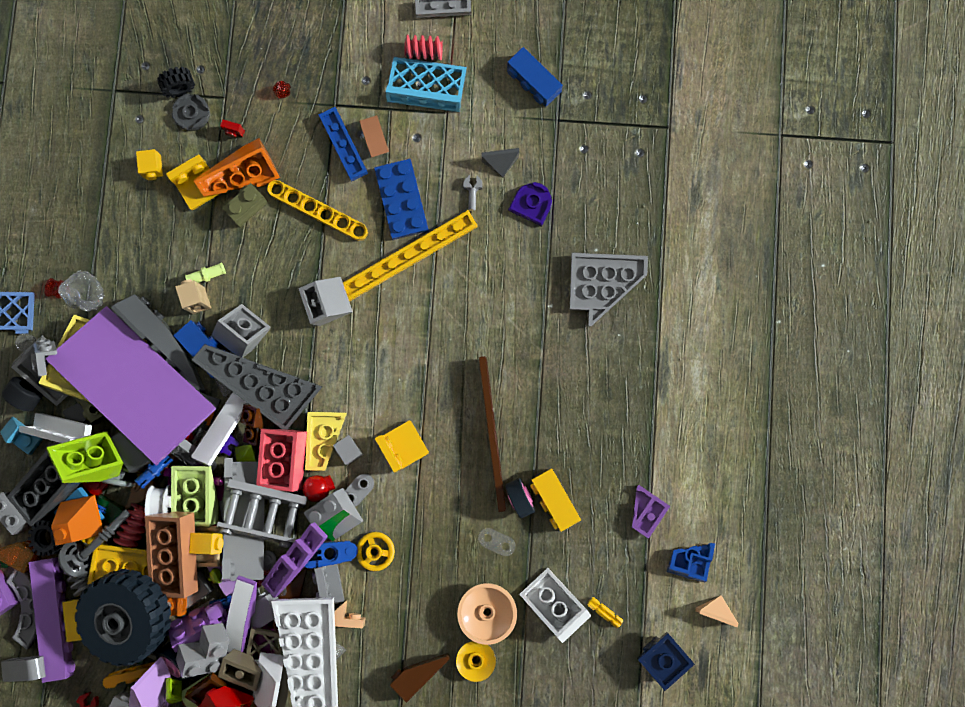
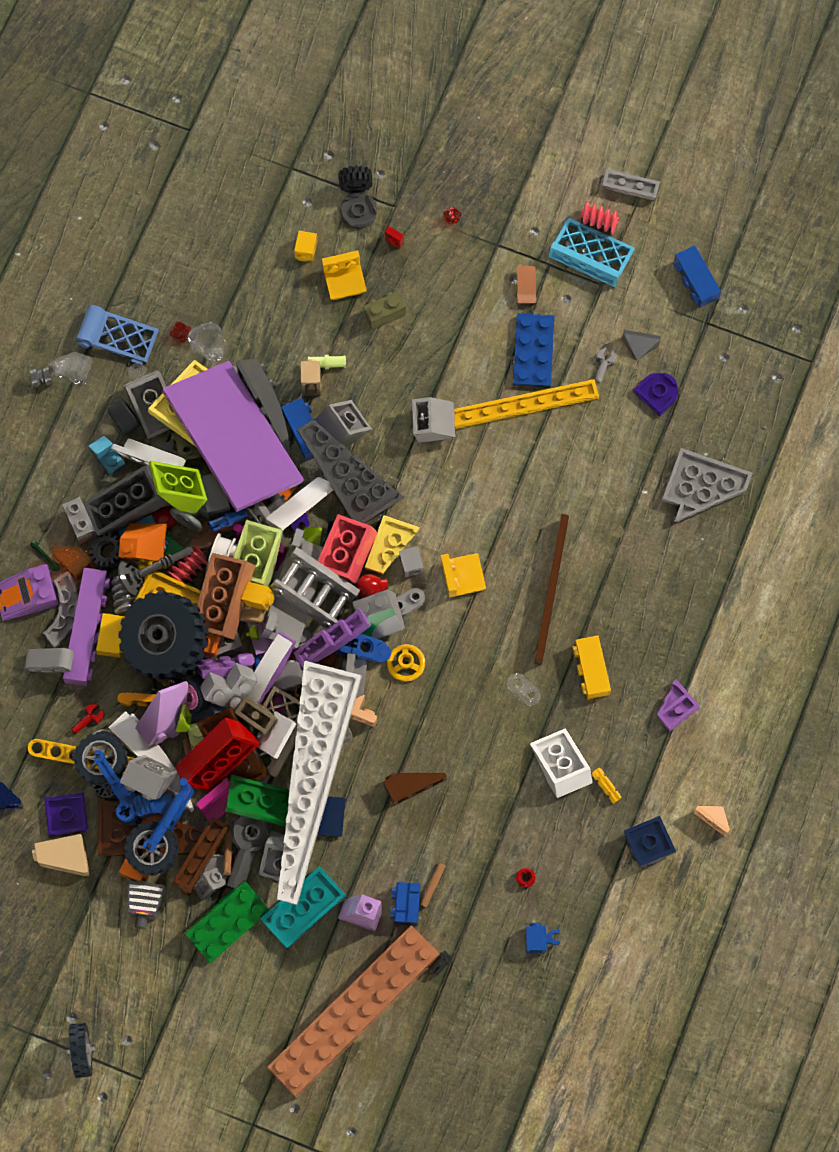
camera: 15 degrees right, 10 degrees down
(42, 349) = (158, 384): light grey bracket -> none
(244, 166) = (387, 276): orange wedge -> none
(252, 419) = (331, 507): reddish brown slope -> none
(318, 209) = (449, 337): yellow beam -> none
(343, 144) = (494, 283): blue plate -> none
(475, 671) = (471, 779): yellow dish -> none
(487, 628) = (496, 734): light nougat dish -> none
(520, 498) = (559, 653): black wheel -> none
(692, 562) = (704, 766): blue slope -> none

